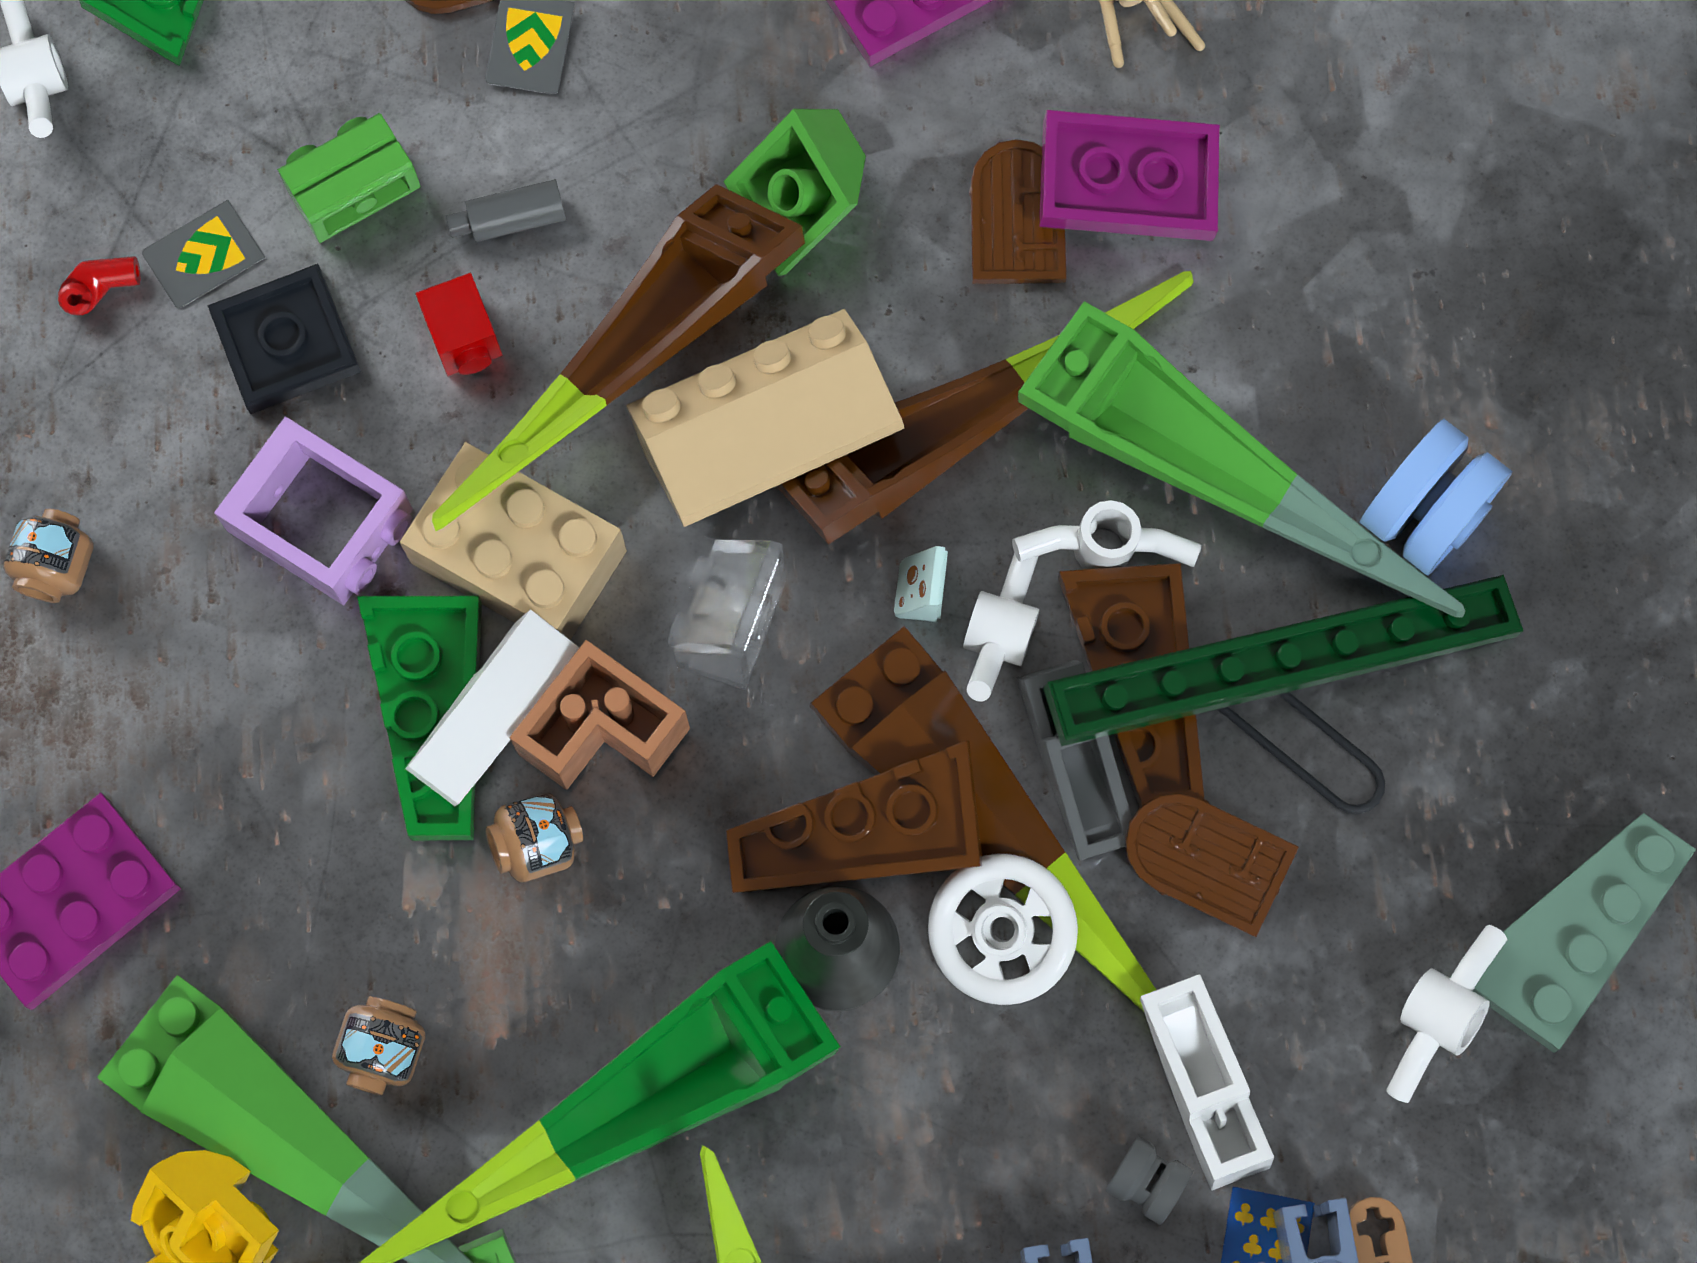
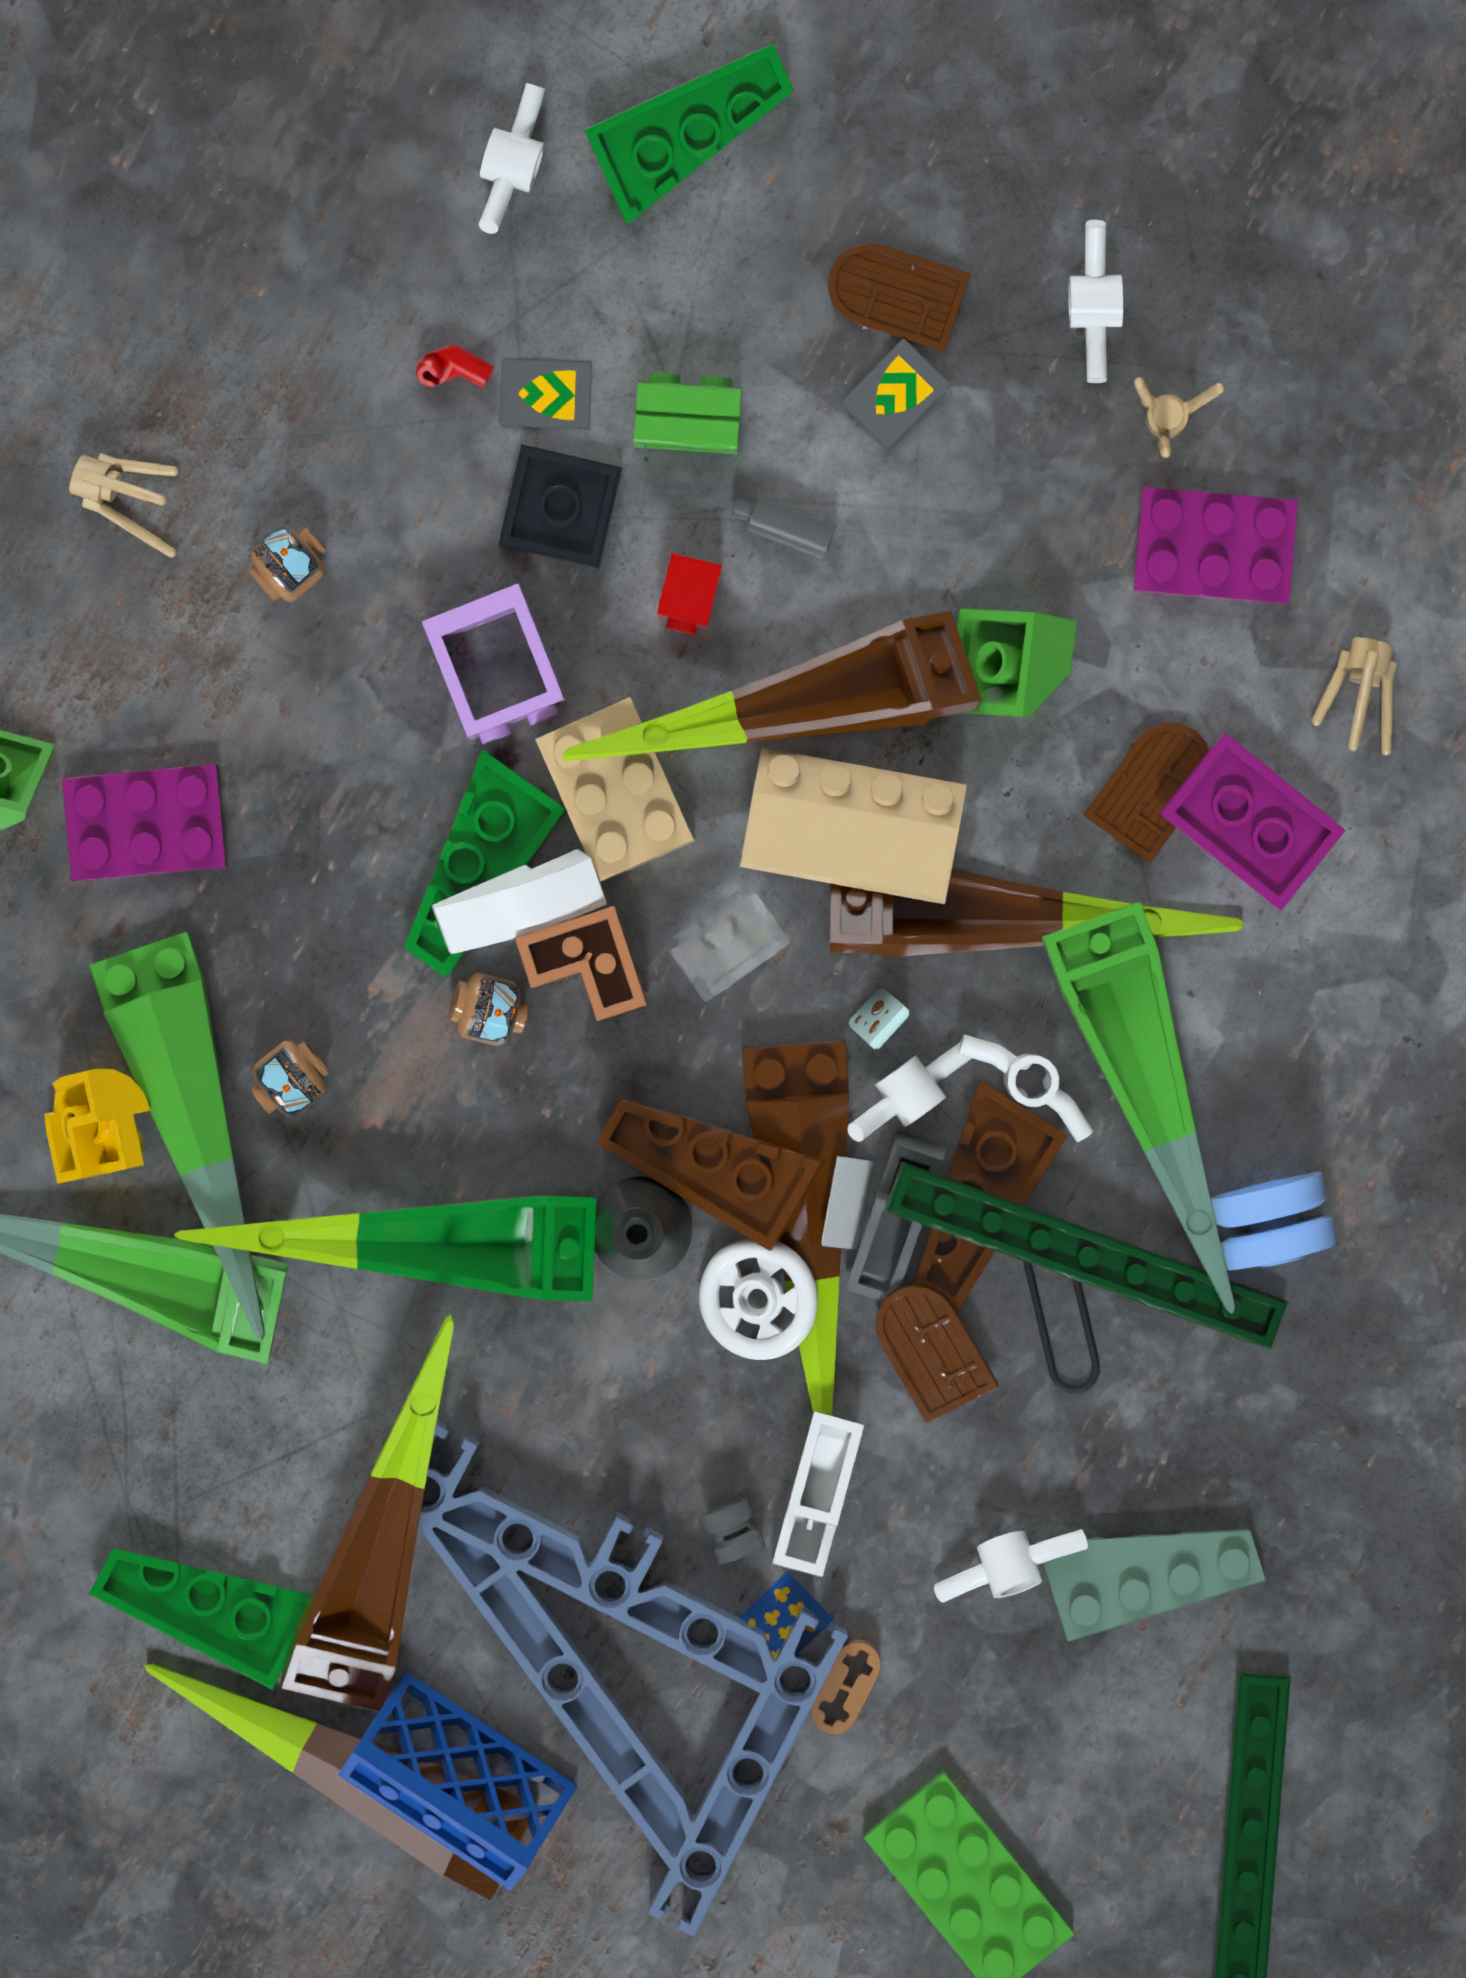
camera: 30 degrees right, 15 degrees up
(1020, 775) = (847, 1203): none -> white sticker

